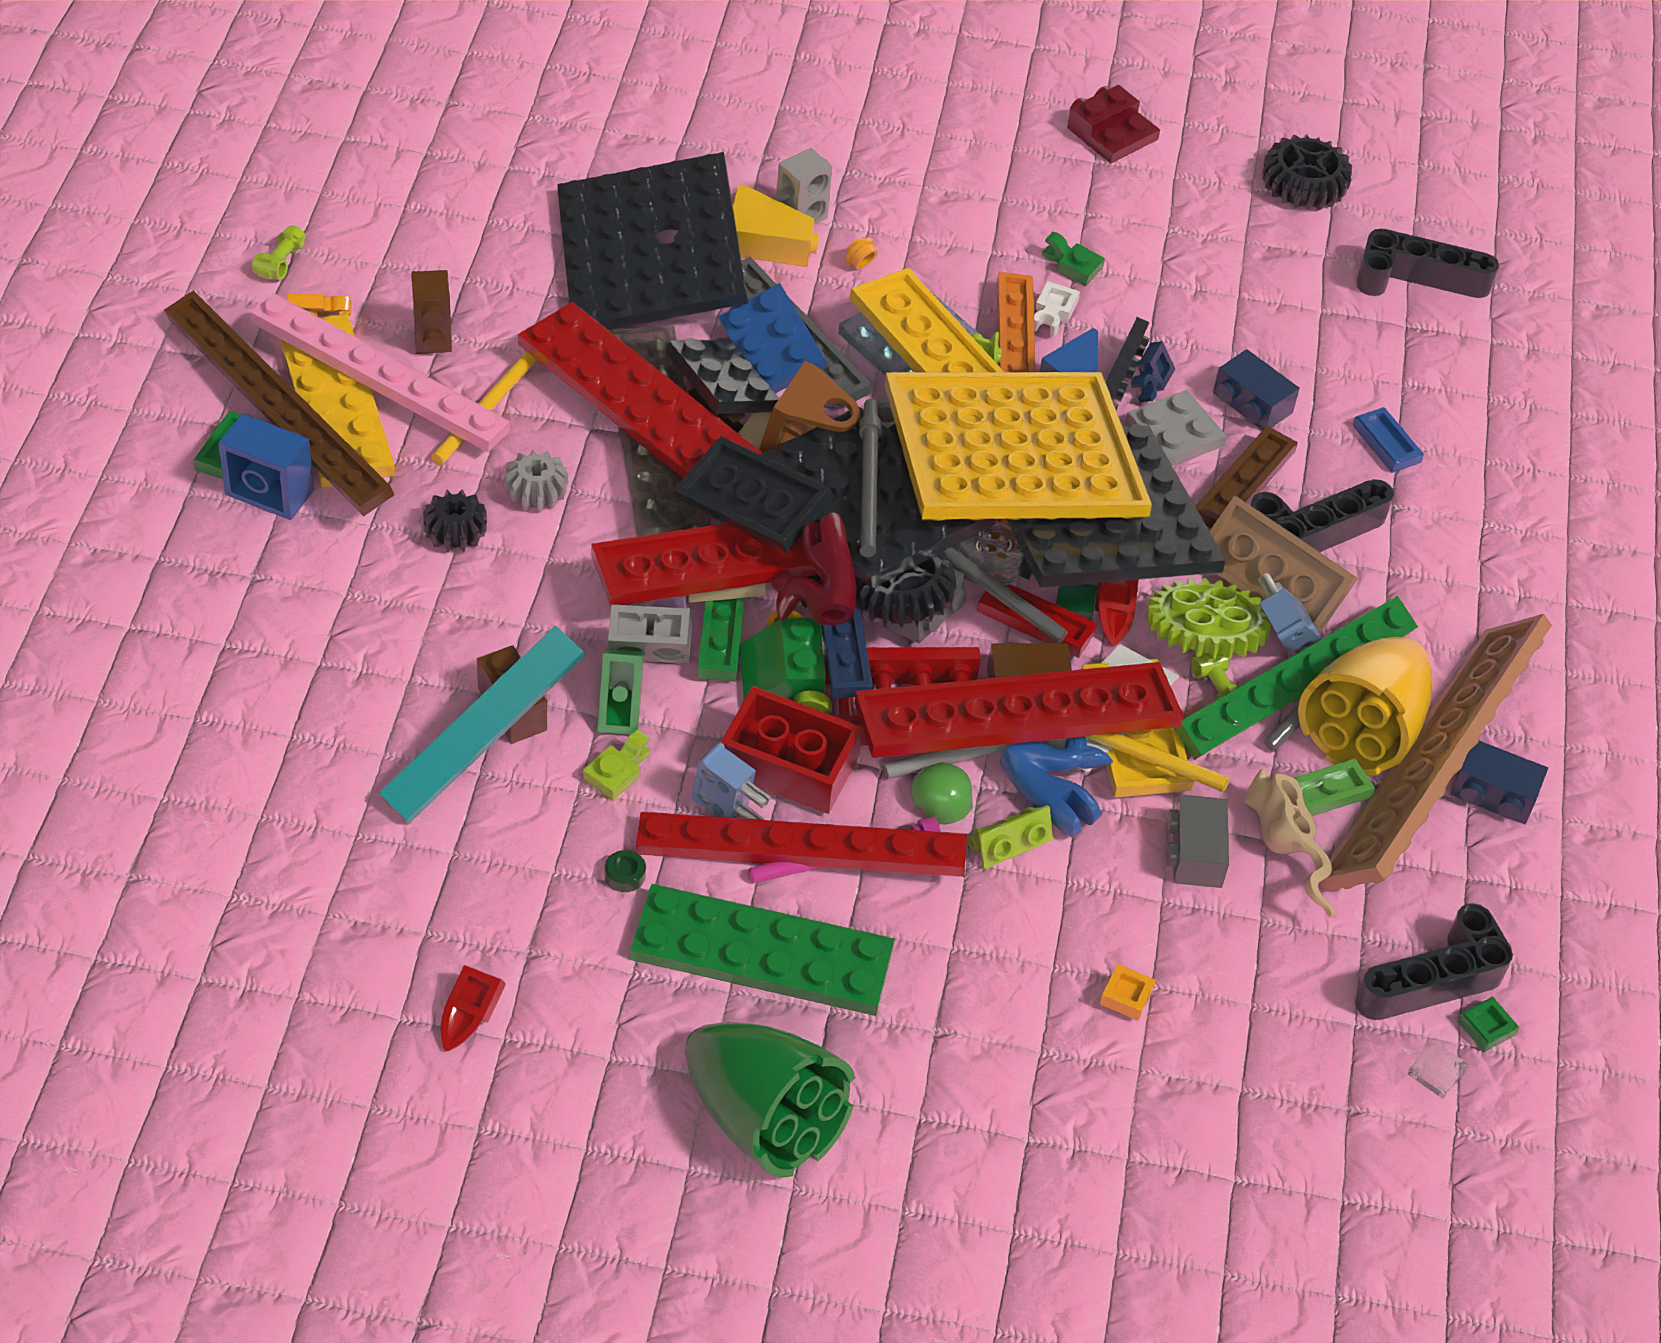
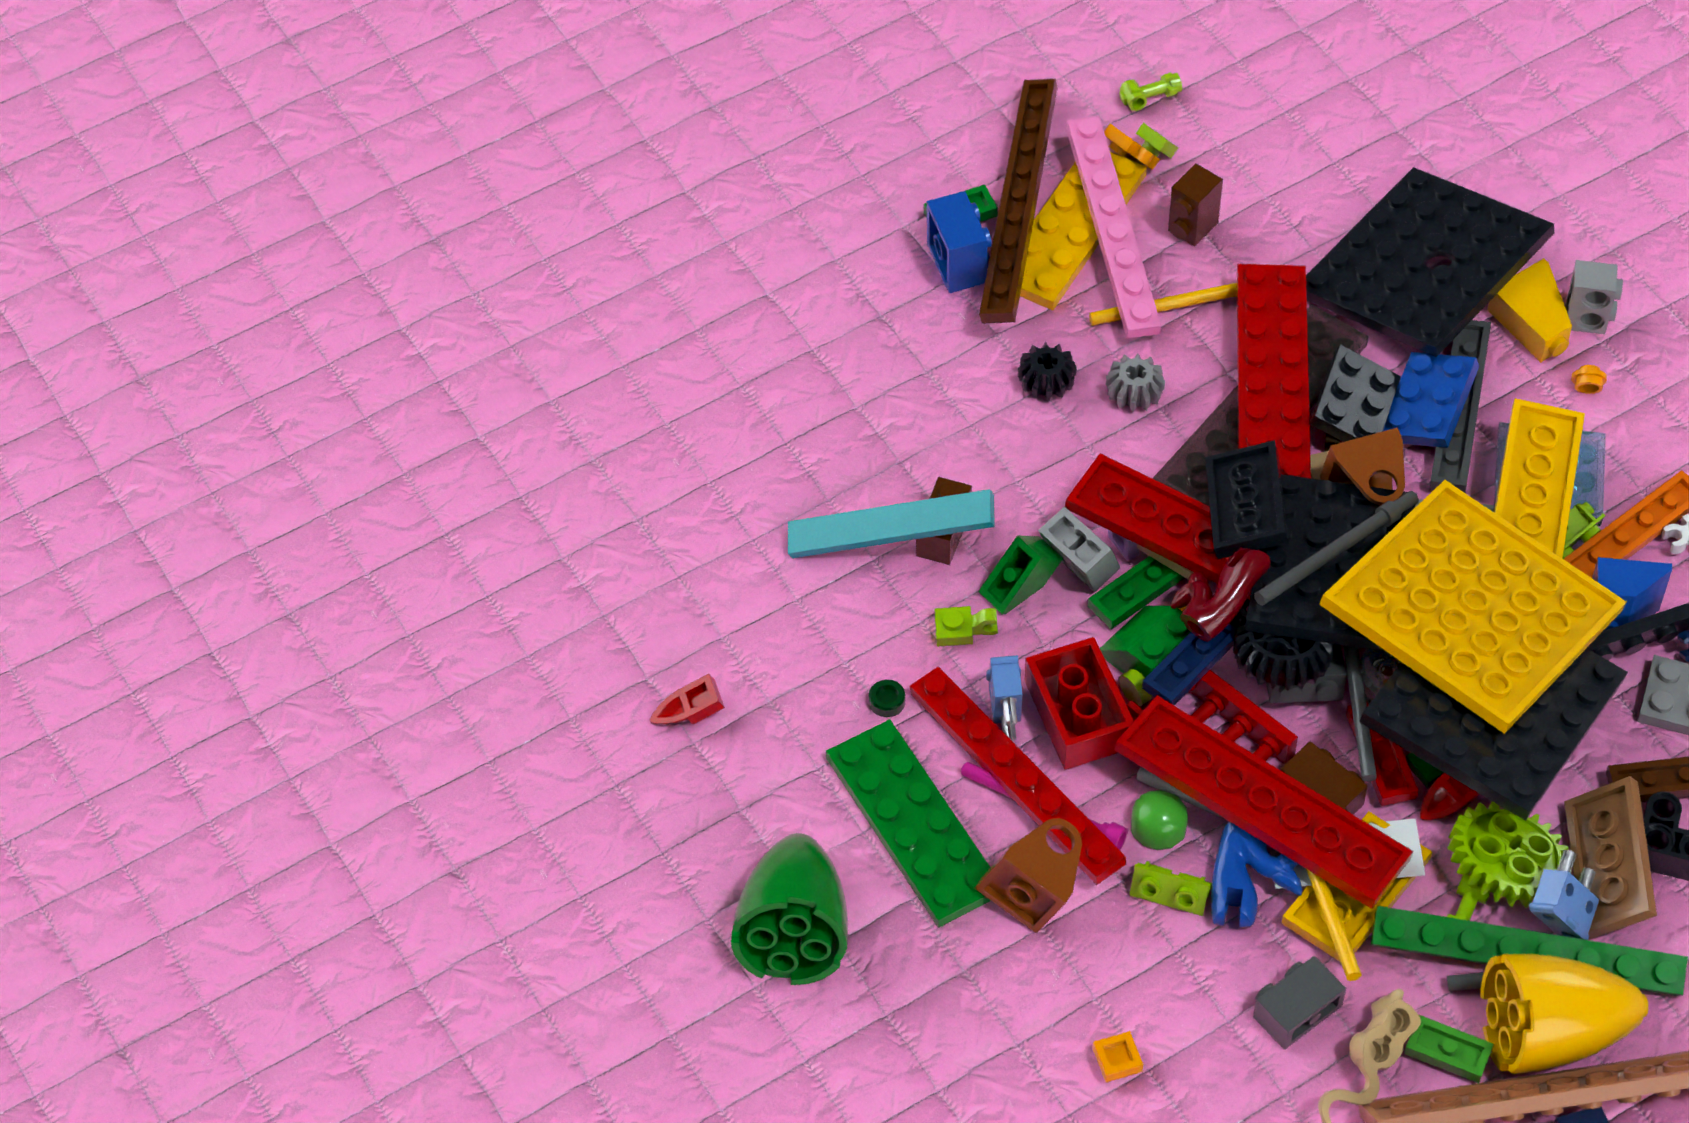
camera: 55 degrees right, 5 degrees up
(334, 286) = (1156, 142): none -> lime plate
(929, 892) = (1032, 878): none -> dark orange hose

